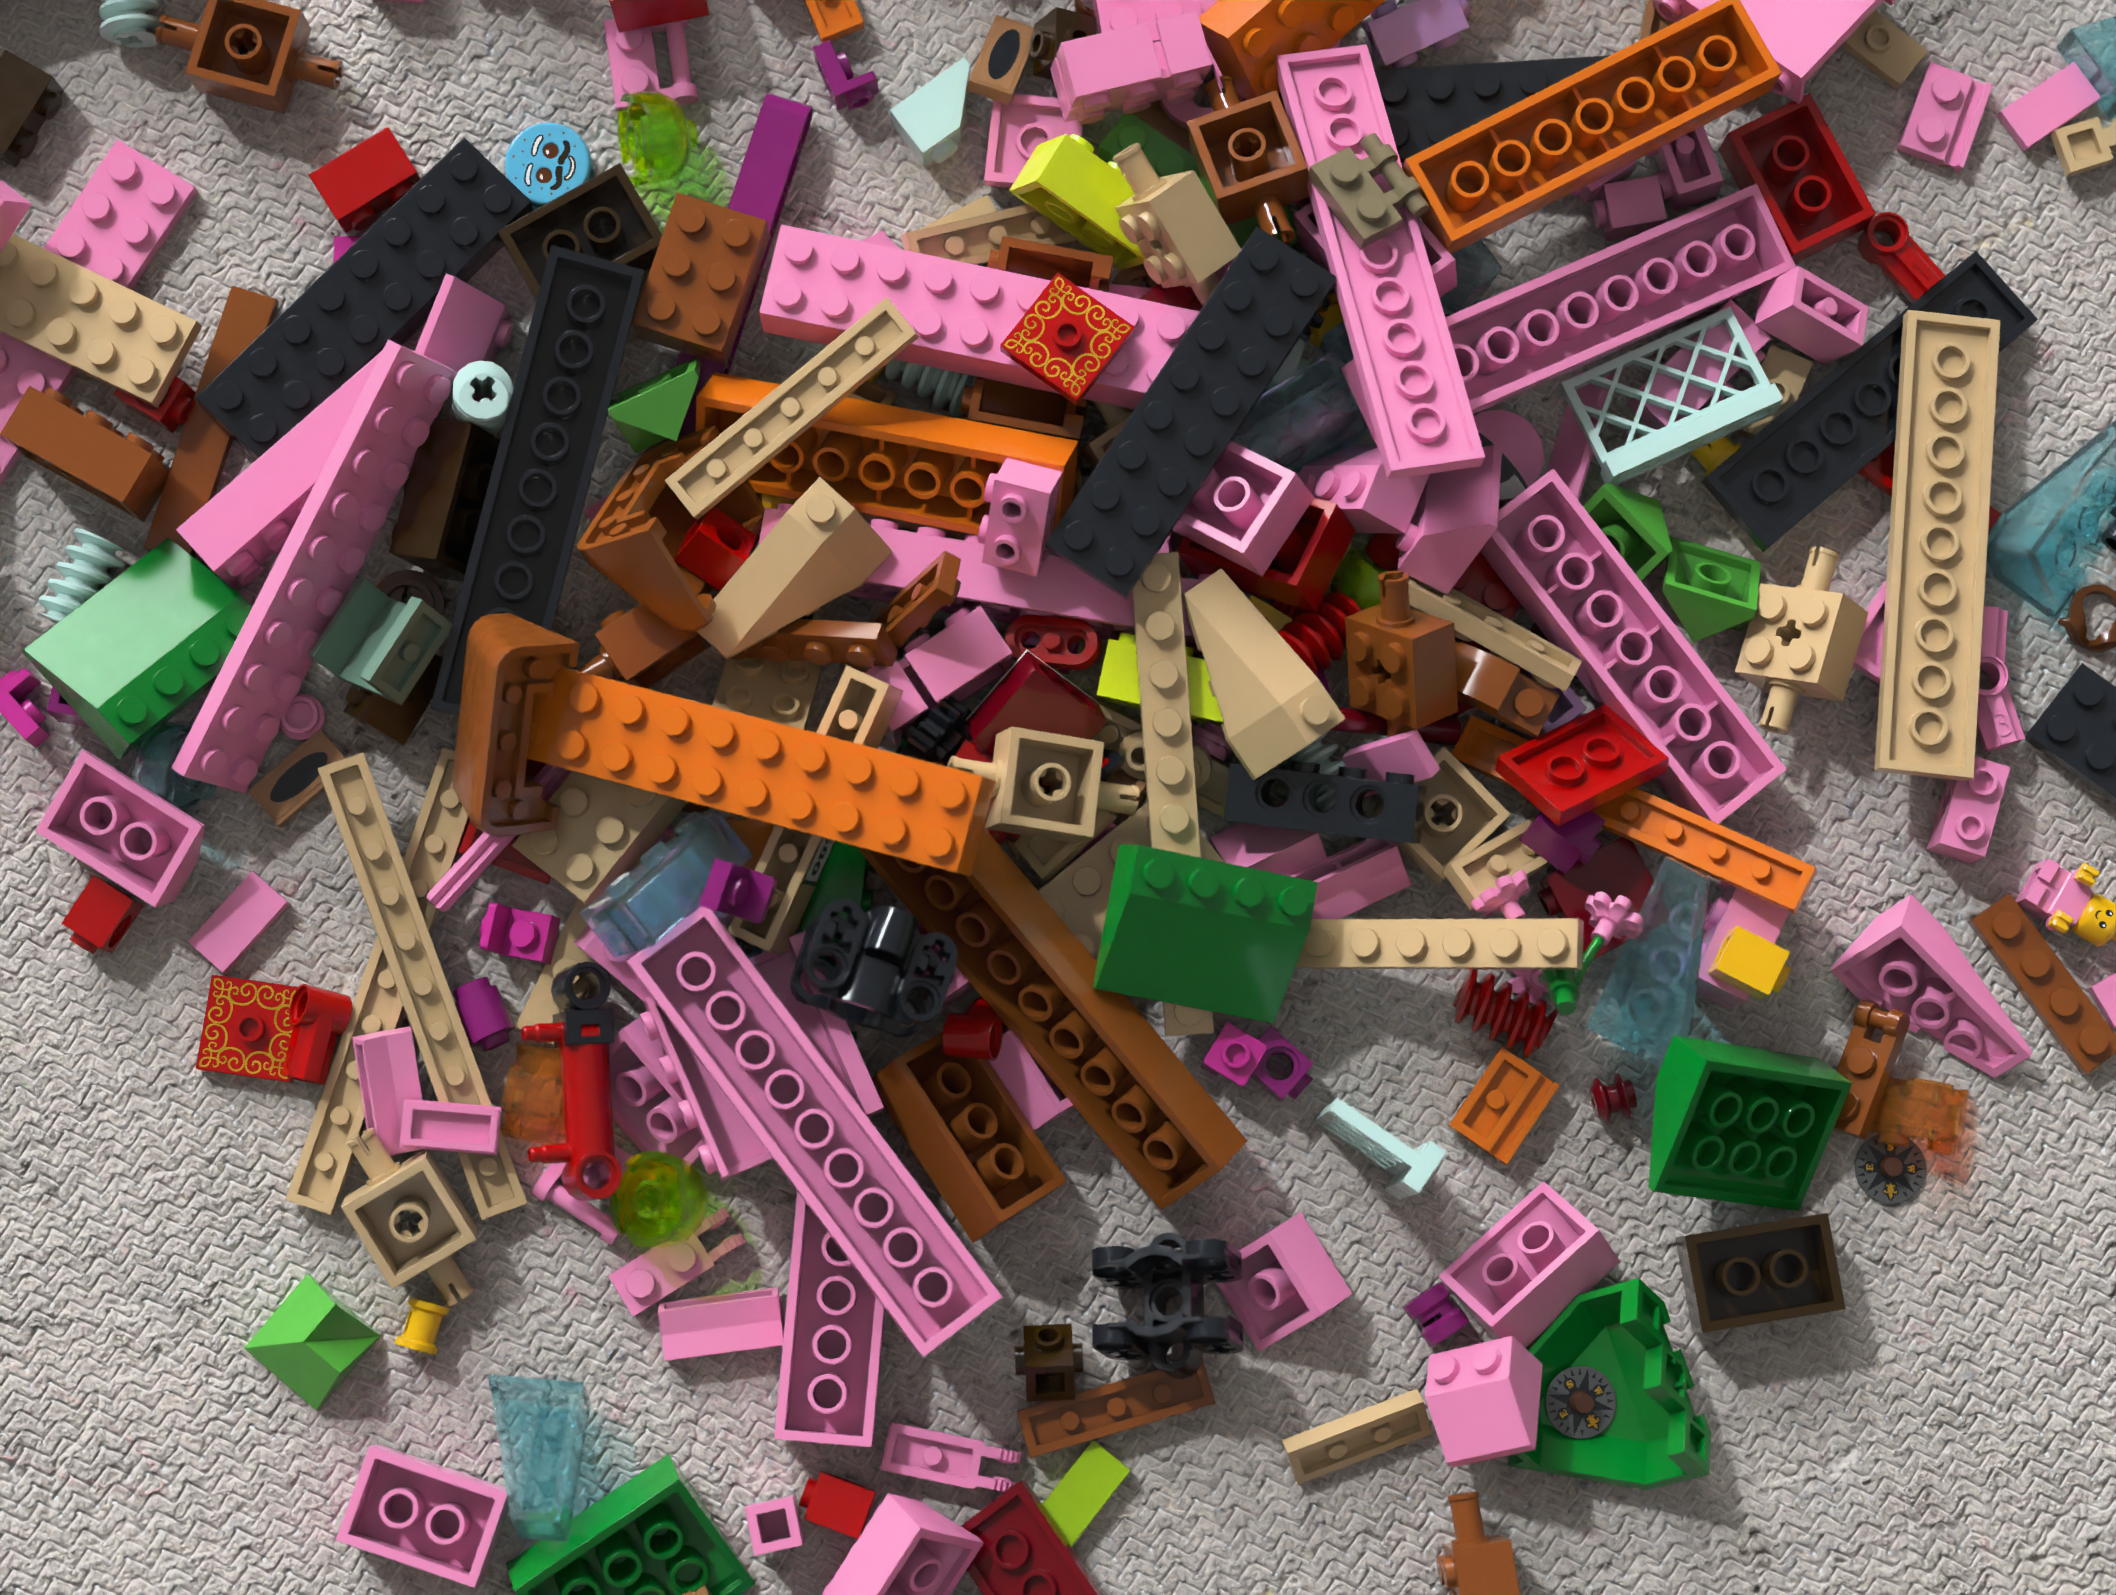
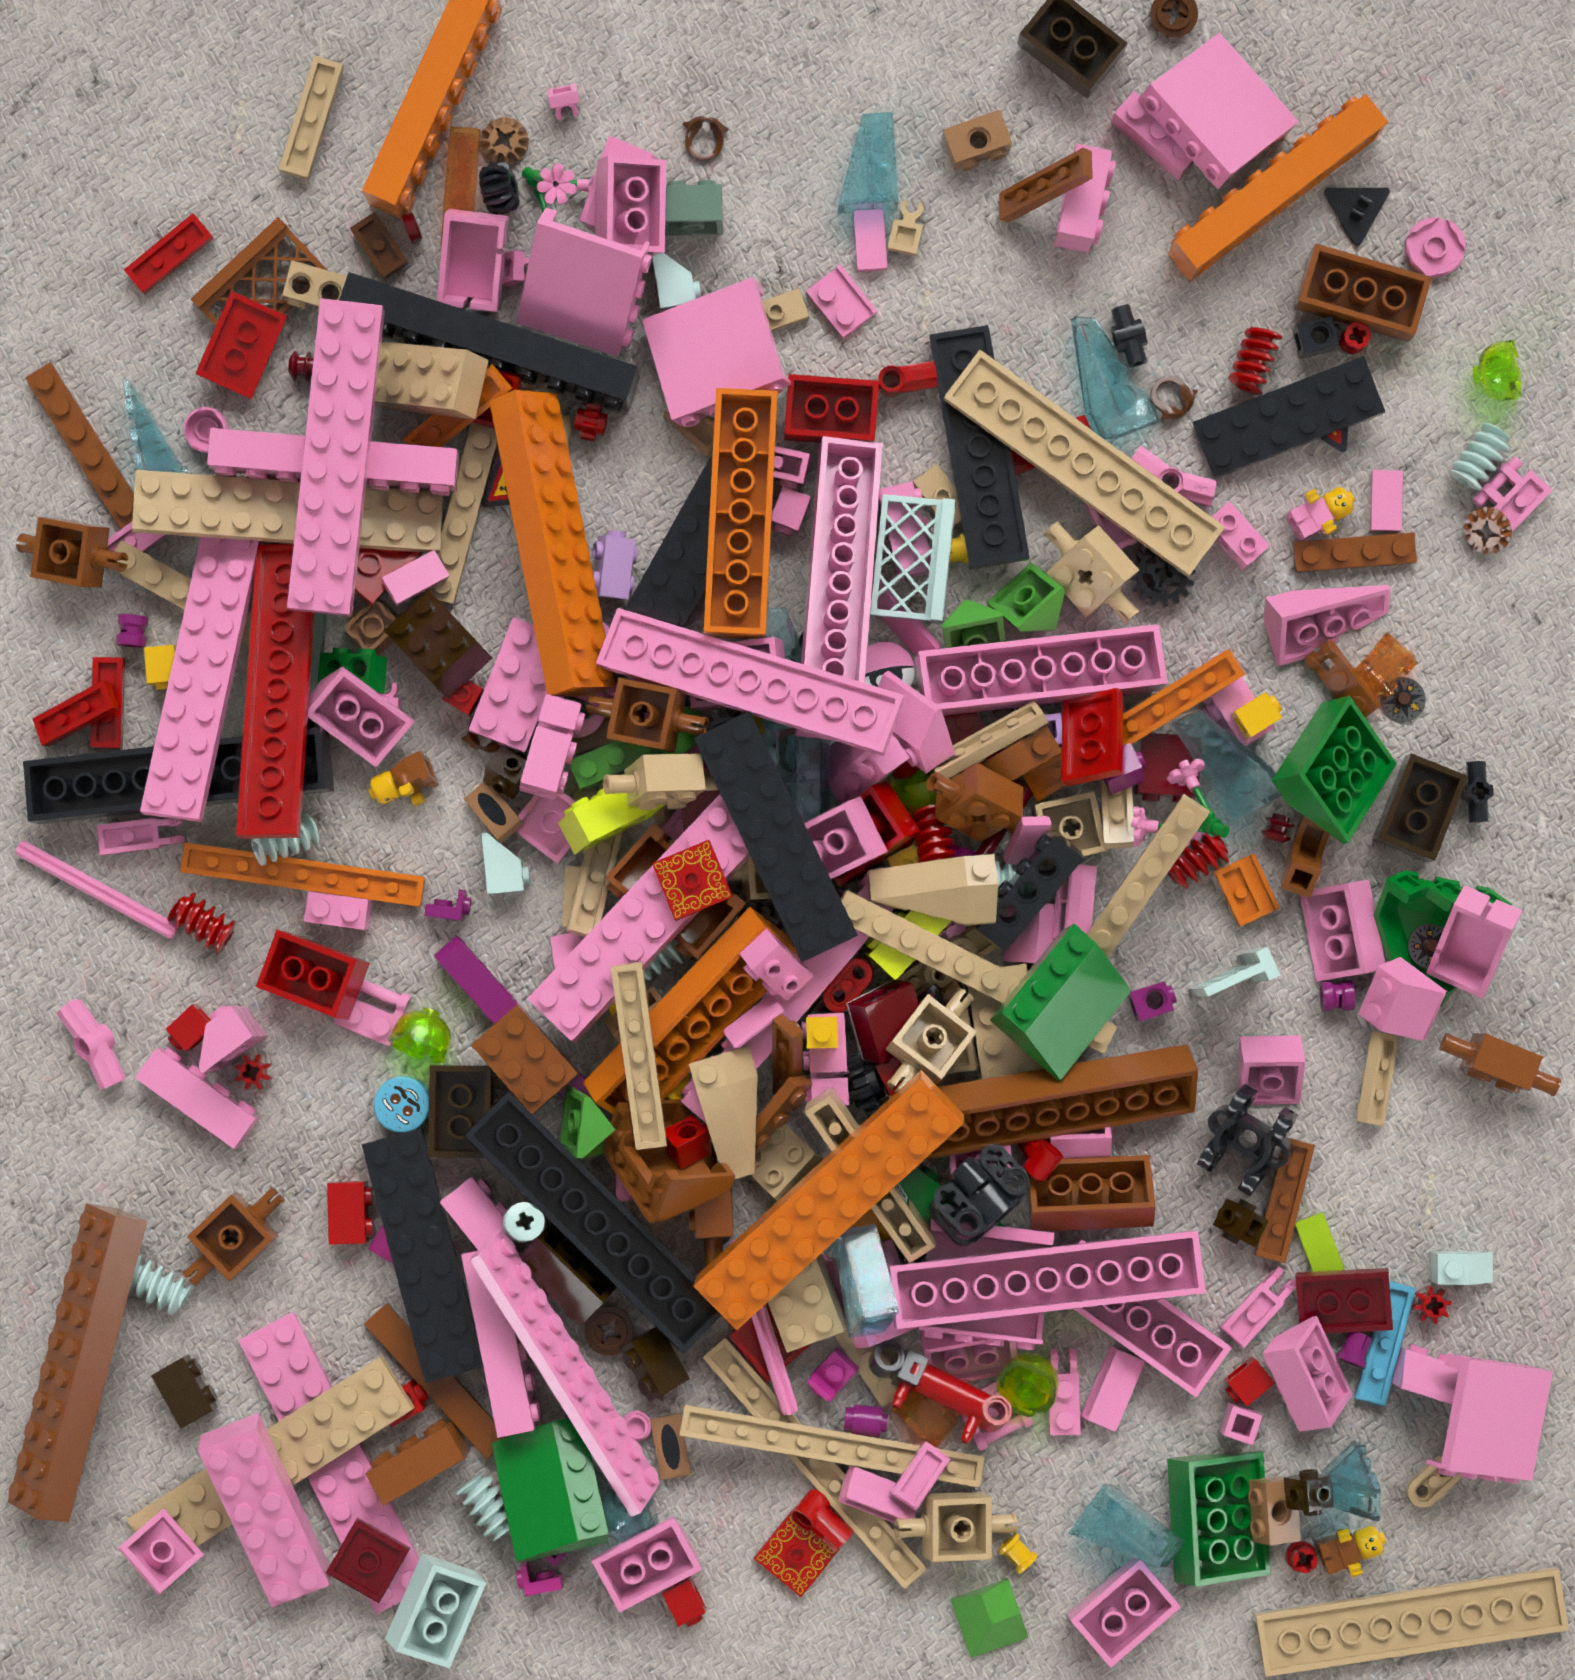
camera: 55 degrees left, 5 degrees up
(238, 922) = (732, 1526): bright pink tile -> none
(380, 641) = (629, 1359): sand green panel -> none
(502, 671) = (697, 1304): dark orange windscreen -> none
(738, 891) = (894, 1245): magenta bracket -> none
(925, 537) = (753, 1021): none -> bright pink slope
(967, 632) = (822, 1032): none -> yellow brick
(1234, 1055) = (1133, 1021): dark pink bracket -> none
(1356, 197) = (710, 671): dark tan plate -> none
(1596, 1155) = (1304, 858): none -> dark orange arch
(1625, 1456) = (1473, 942): none -> bright pink piece
(1811, 315) = (913, 451): bright pink brick -> none
(1848, 723) = (1156, 592): none -> black gear
(1850, 1328) = (1477, 805): none -> black axle

